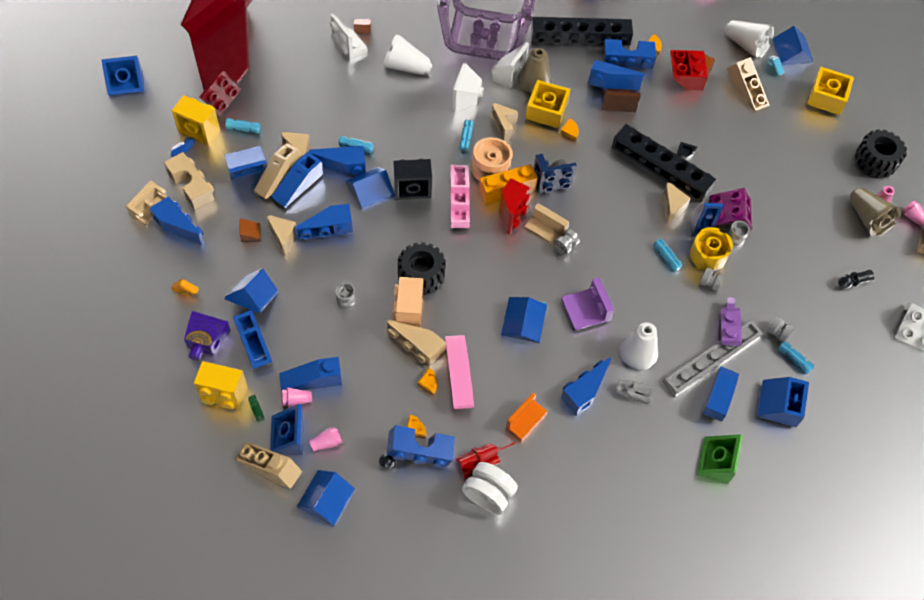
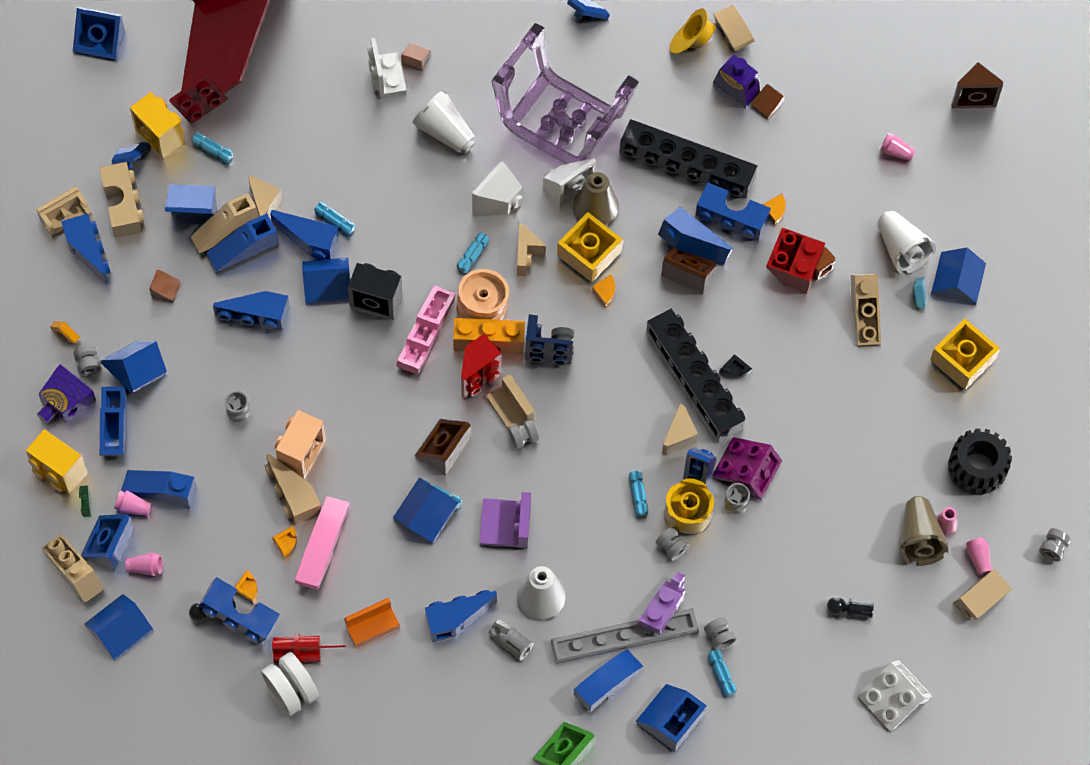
camera: 25 degrees right, 5 degrees up
(212, 303) = (87, 361): none -> light grey wheel
(283, 232) = (200, 304): tan slope -> none
(423, 255) = (342, 388): black tyre -> none
(513, 268) = (444, 444): none -> reddish brown slope

